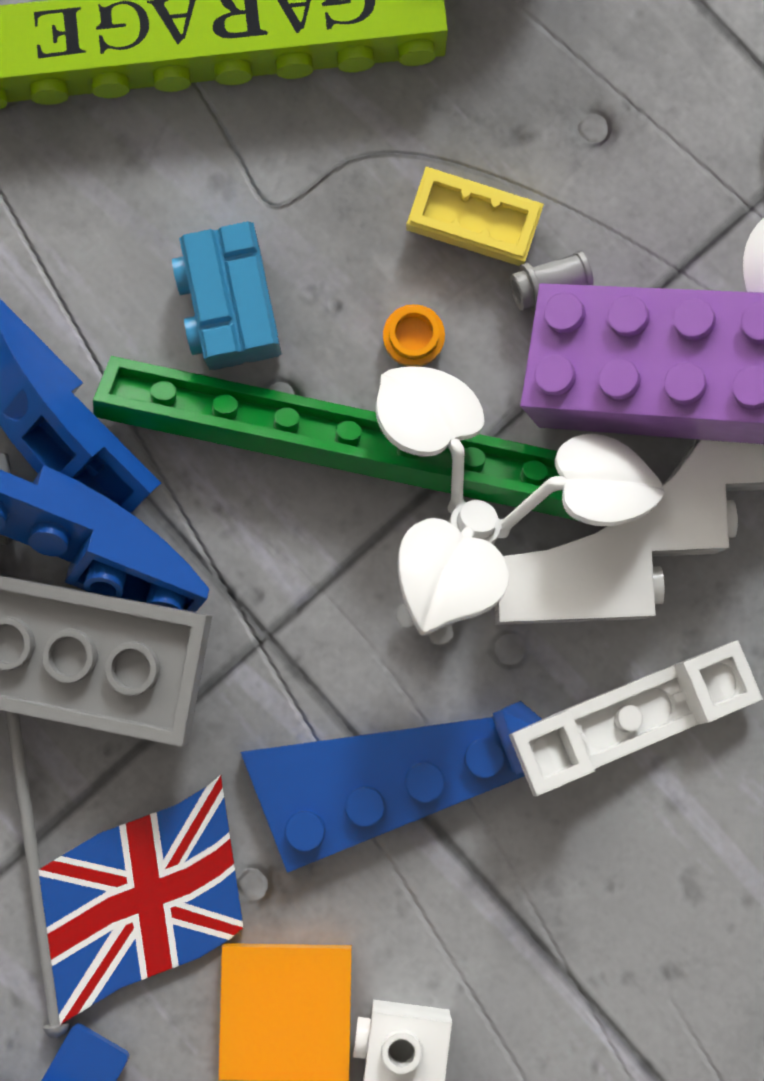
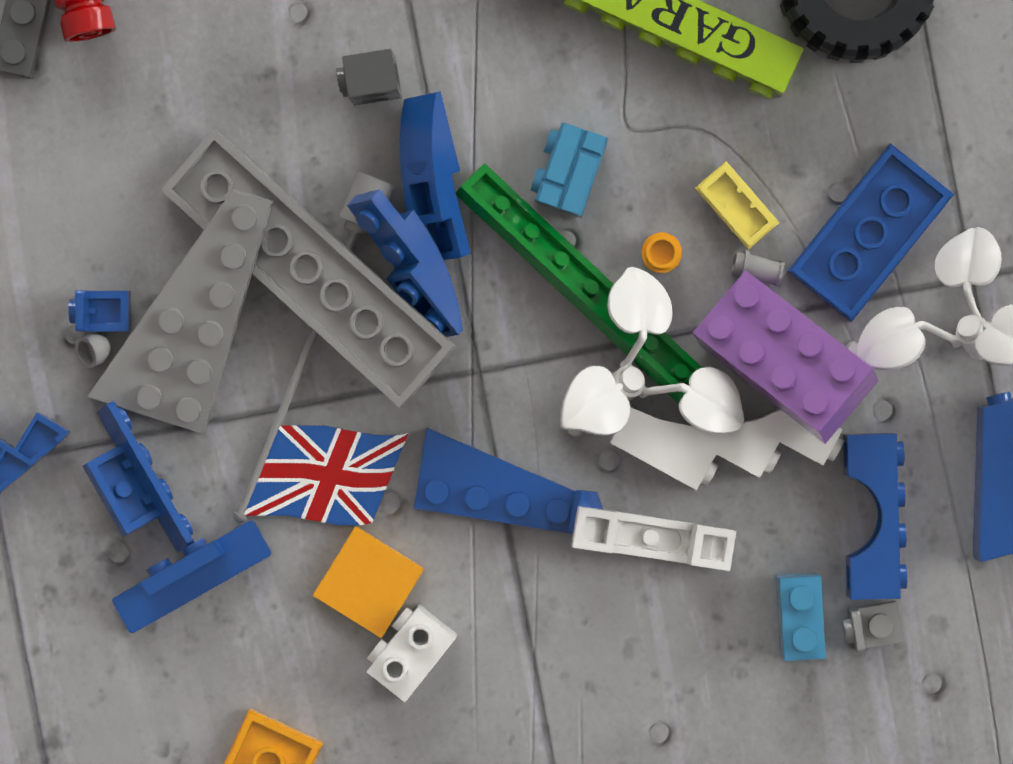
camera: 30 degrees right, 5 degrees up
(666, 154) = (870, 232): none -> blue tile

